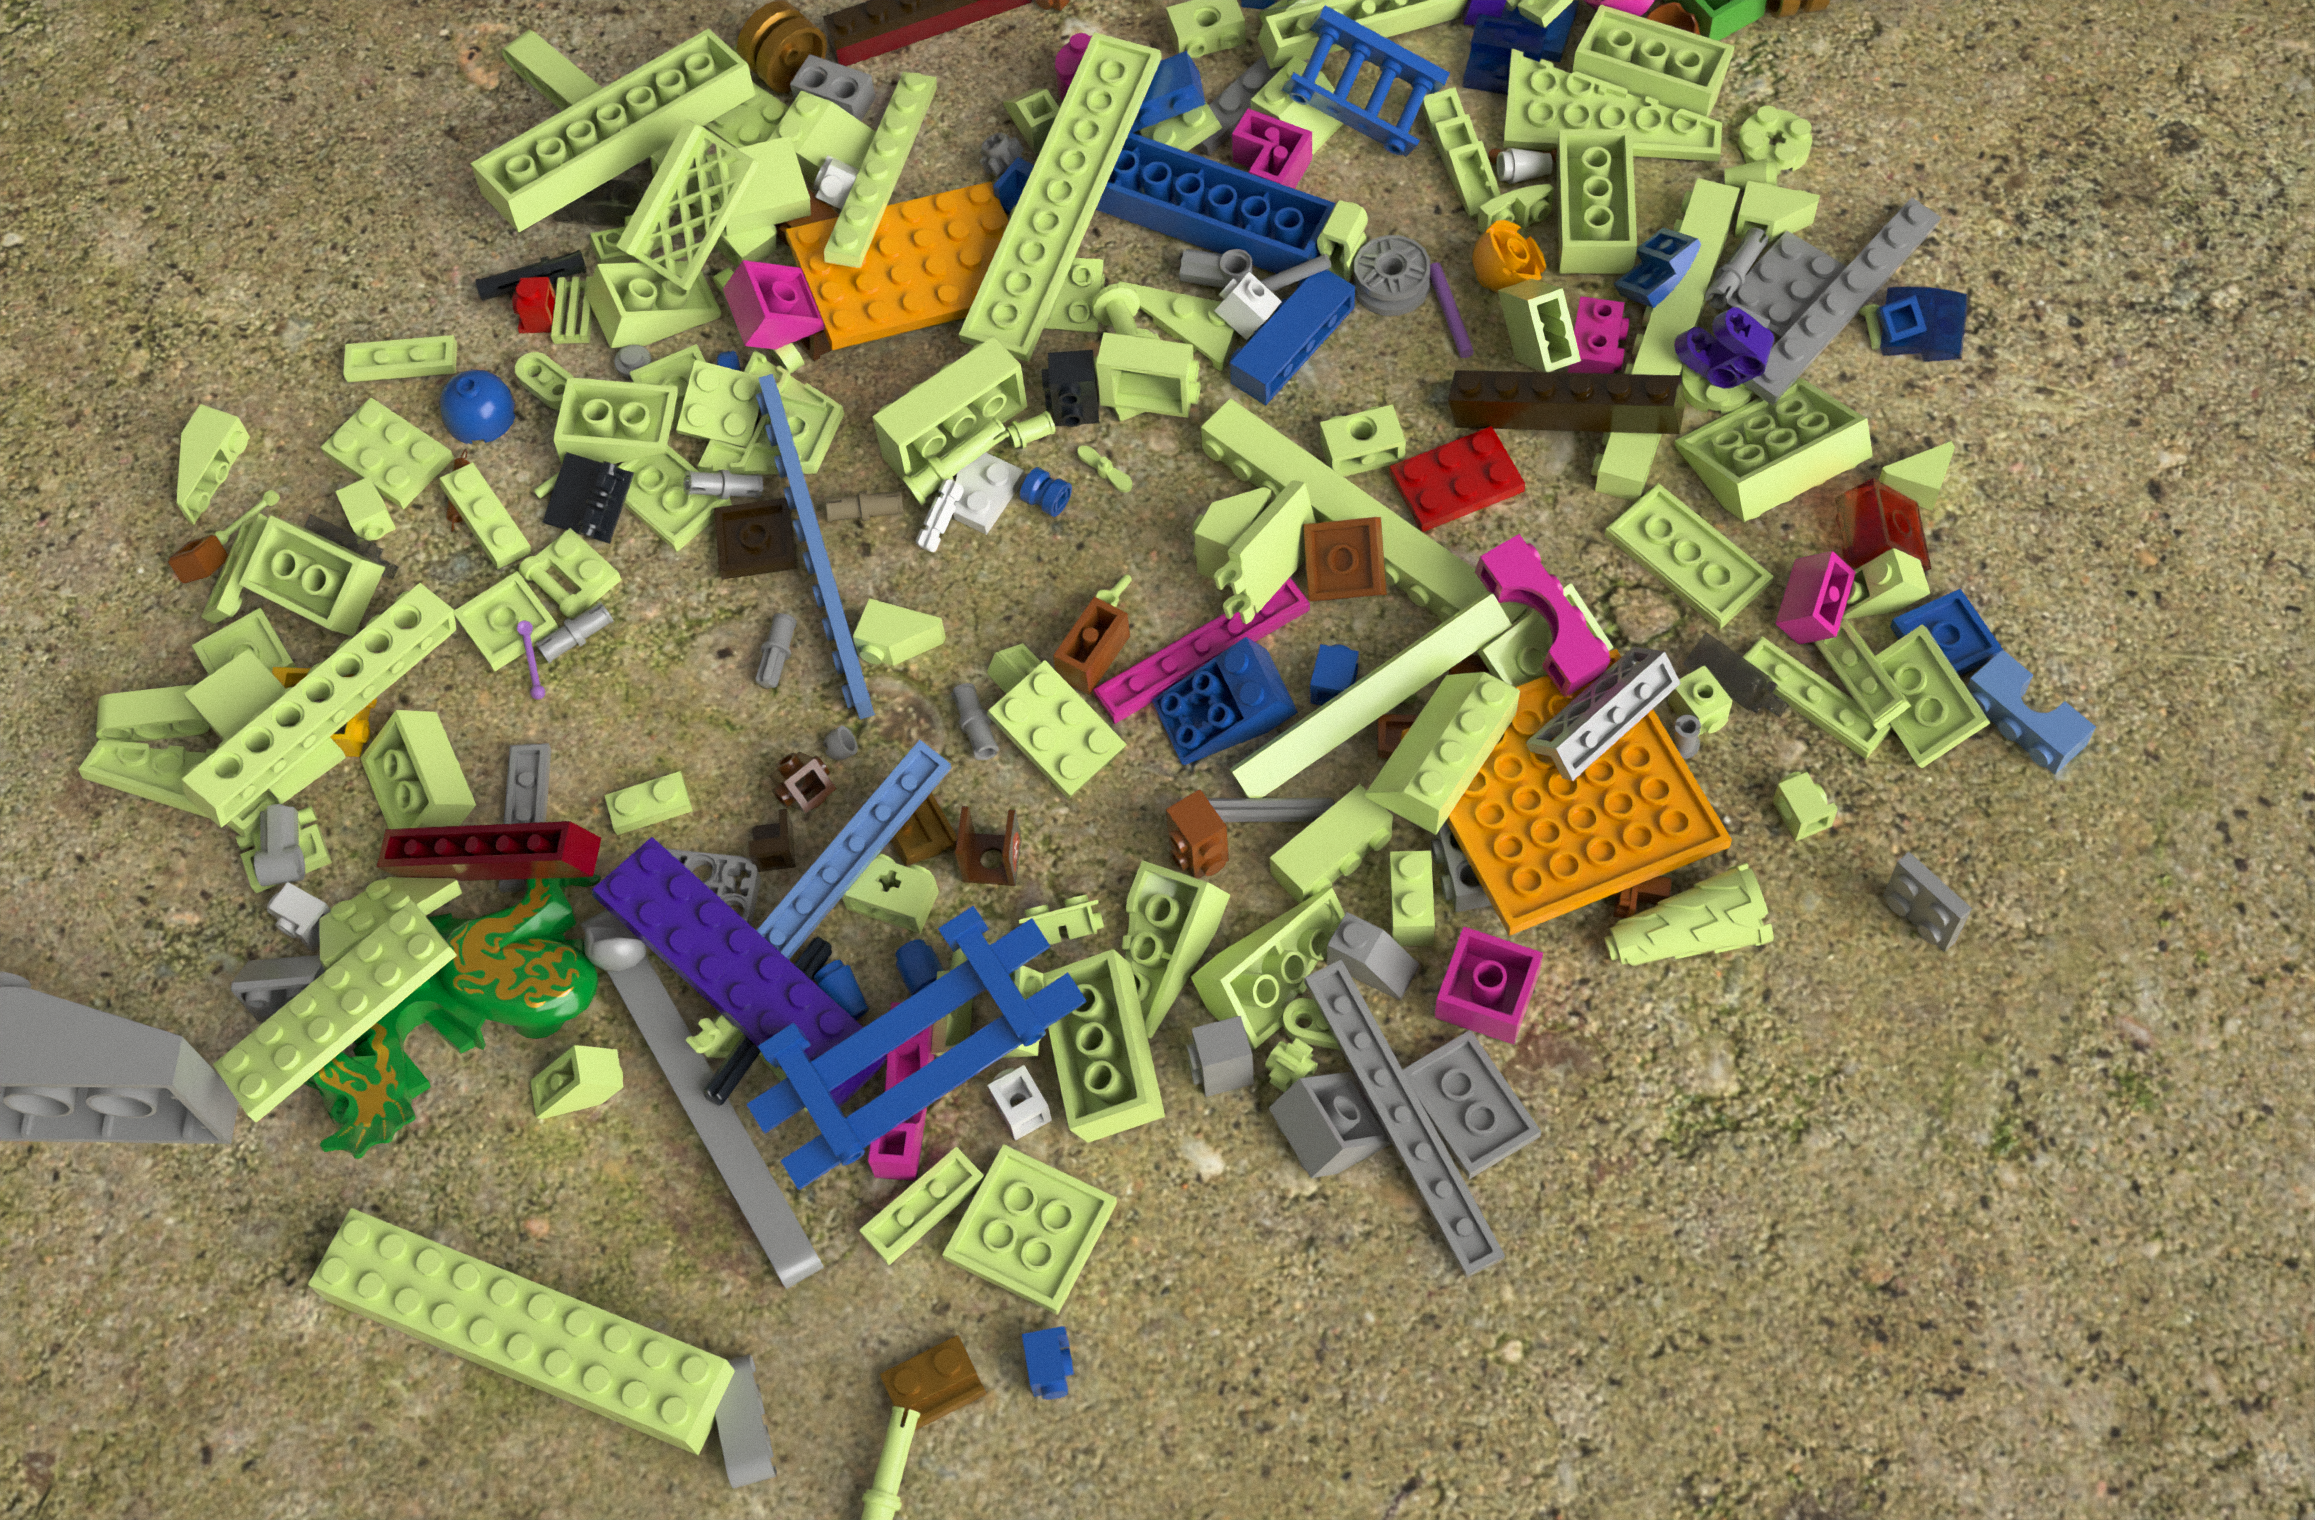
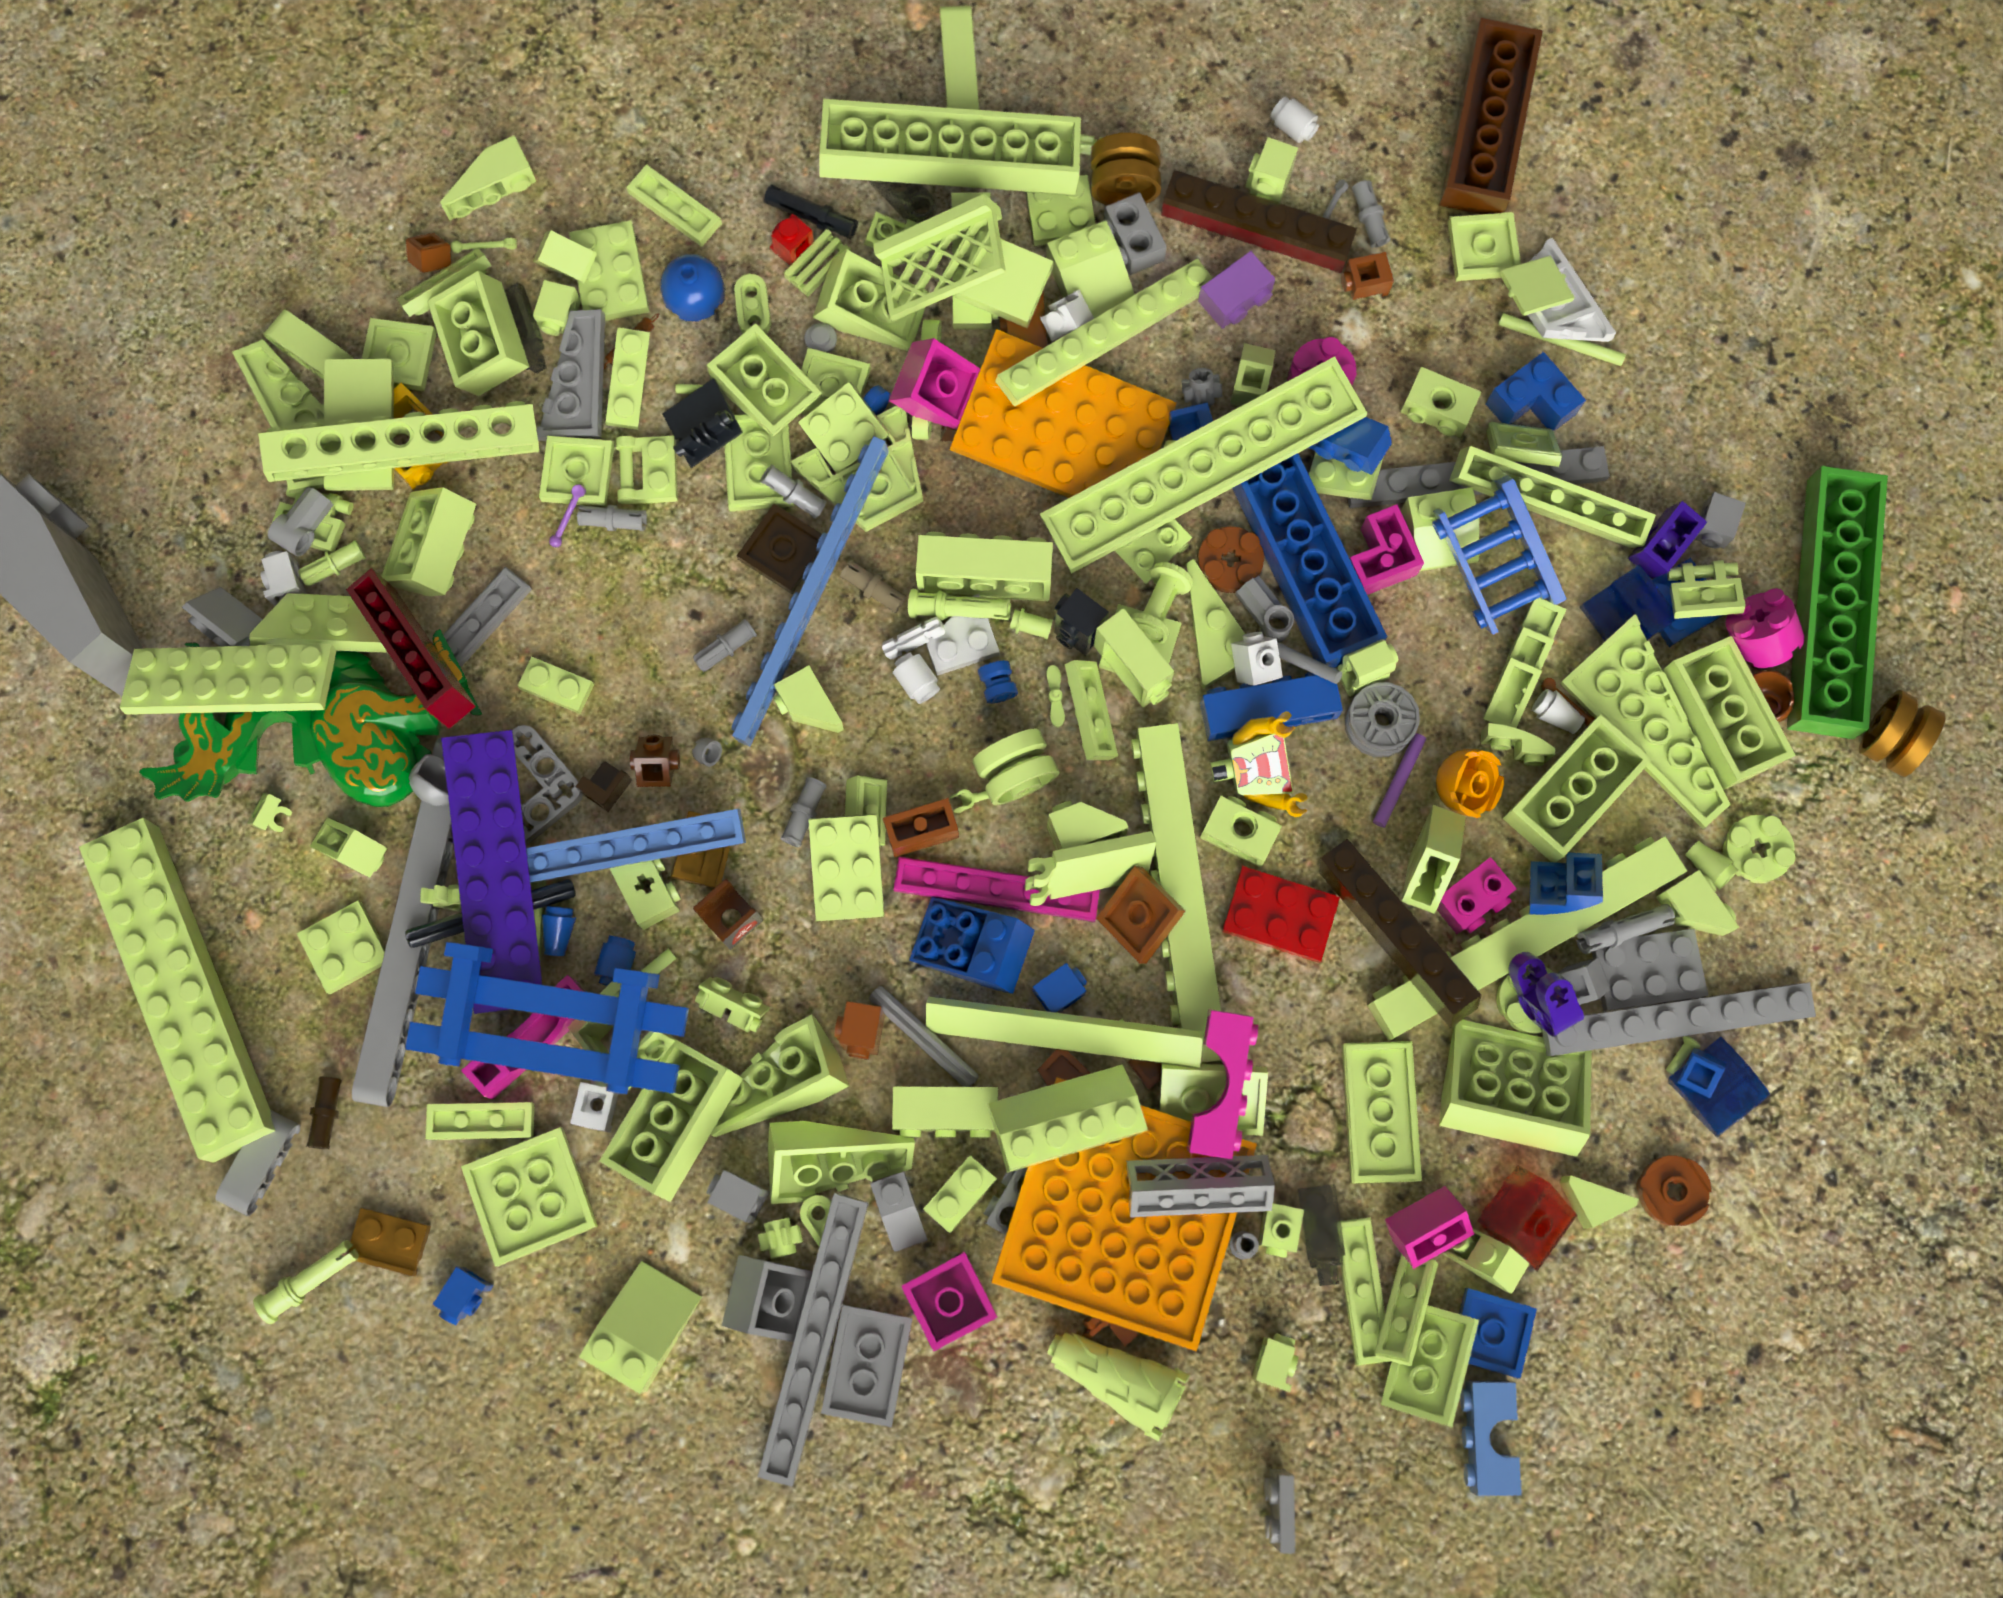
camera: 35 degrees right, 15 degrees up
(333, 463) = (564, 256): none -> yellowish green slope
(339, 867) = (331, 563): none -> yellowish green axle
(437, 547) = (577, 384): none -> light grey wing
(466, 1118) = (265, 812): none -> yellowish green tile
(650, 1173) = (343, 947): none -> yellowish green plate
(766, 1324) = (324, 1113): none -> dark brown pin
(959, 69) = (1237, 290): none -> medium lavender brick
(971, 543) = (916, 677): none -> white brick
(1127, 533) = (1015, 766): none -> yellowish green wheel
(1146, 452) = (1091, 710): none -> yellowish green plate
(1149, 242) = (1230, 540): none -> dark orange plate
(1241, 1250) = (640, 1328): none -> yellowish green slope
(1327, 375) = (1261, 764): none -> torso
(1971, 440) = (1668, 1210): none -> dark orange plate

